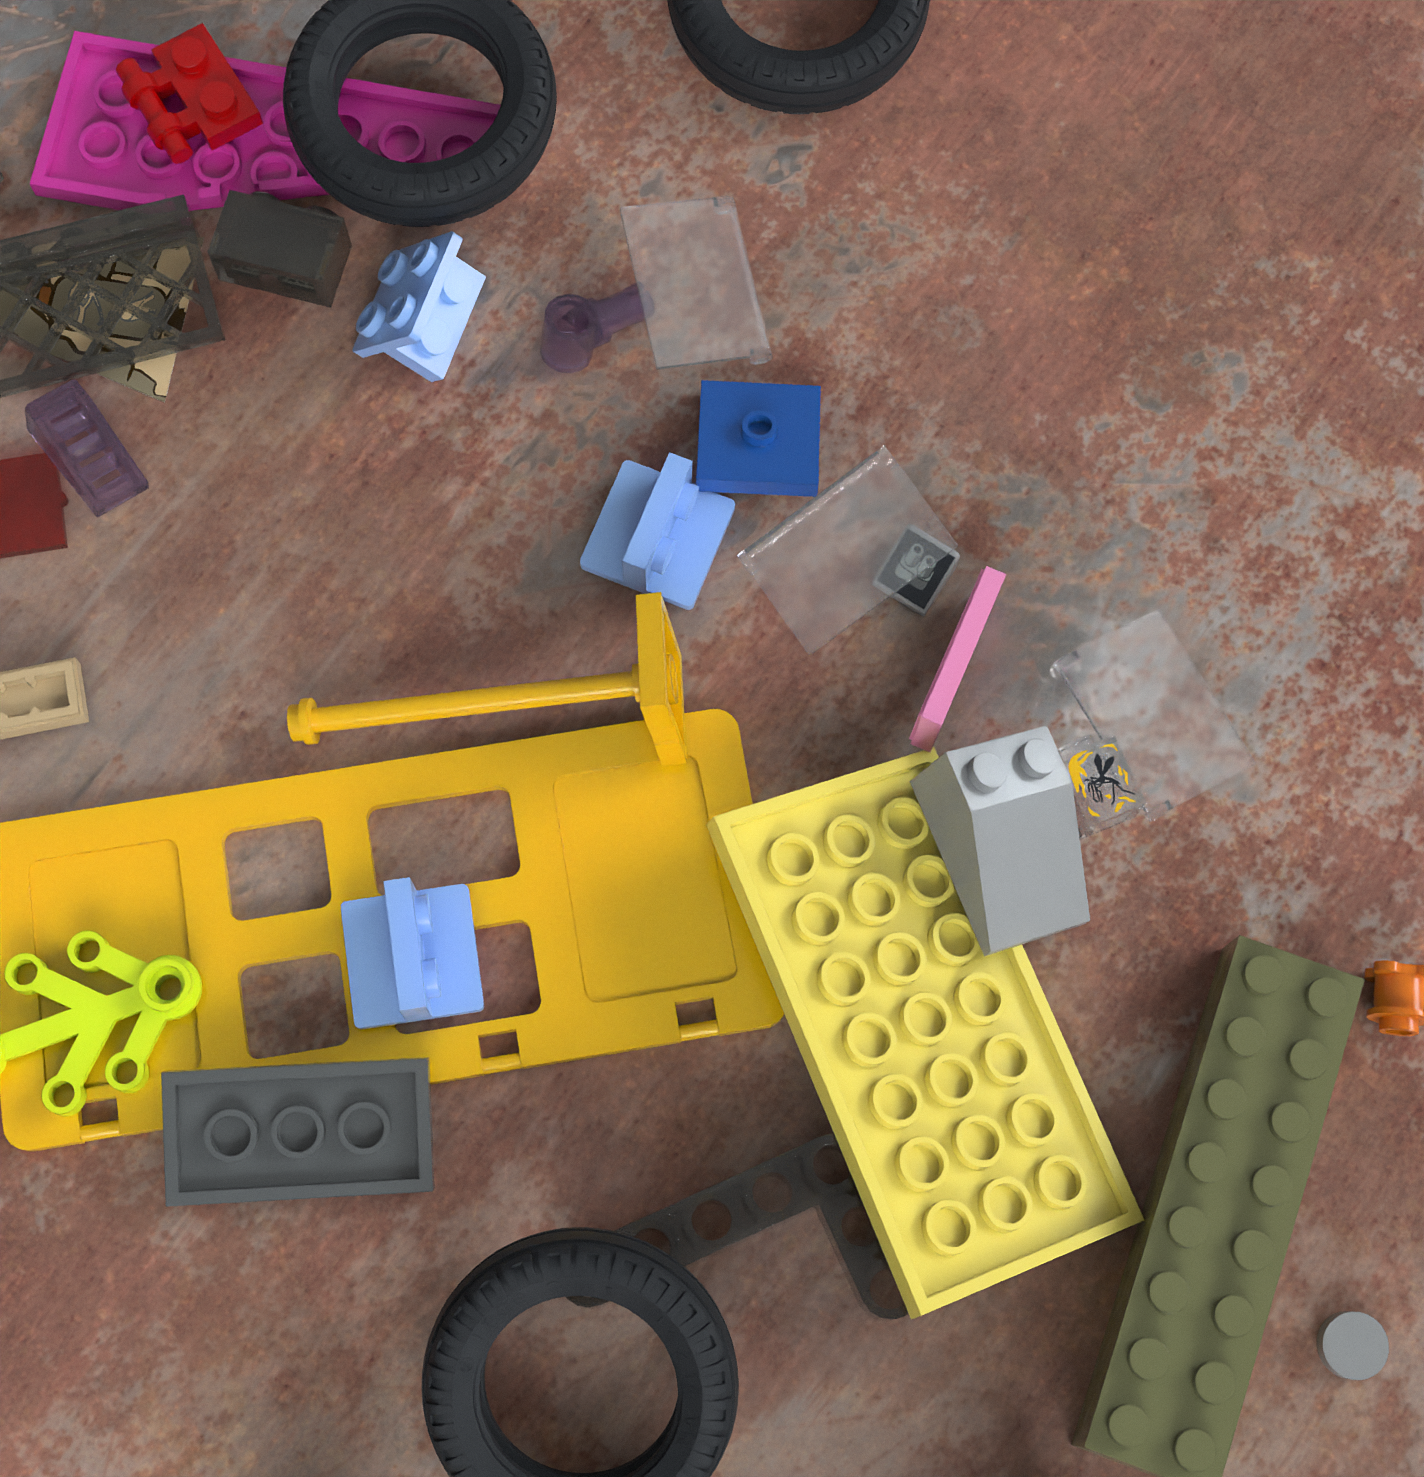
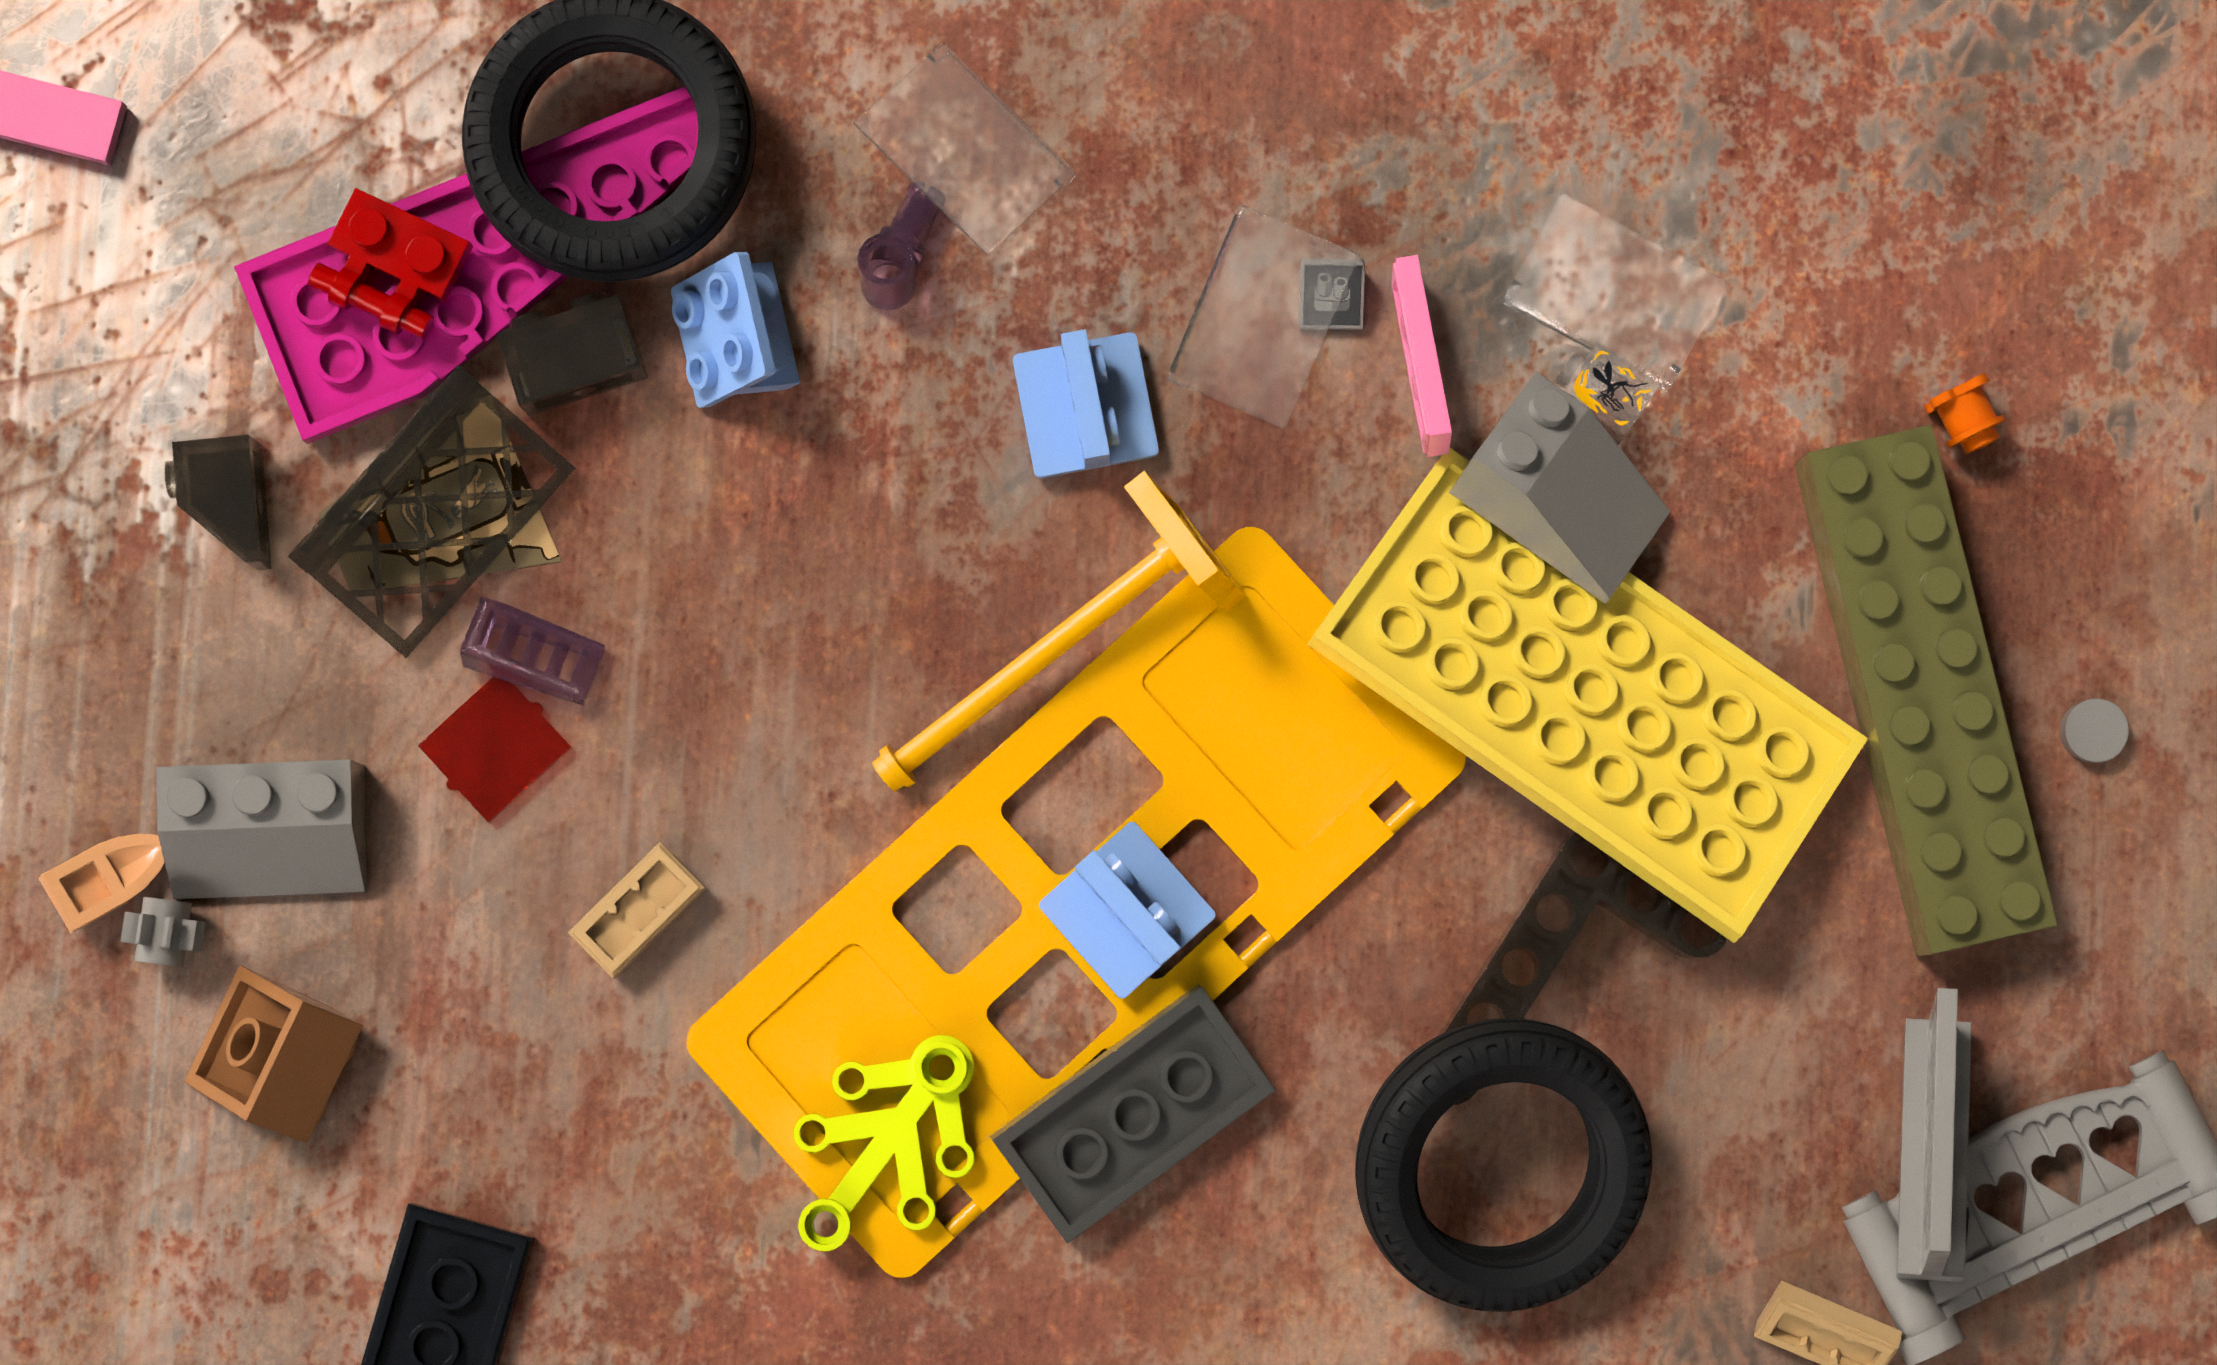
camera: 30 degrees left, 10 degrees up
(759, 438) = (1117, 260): blue plate -> none

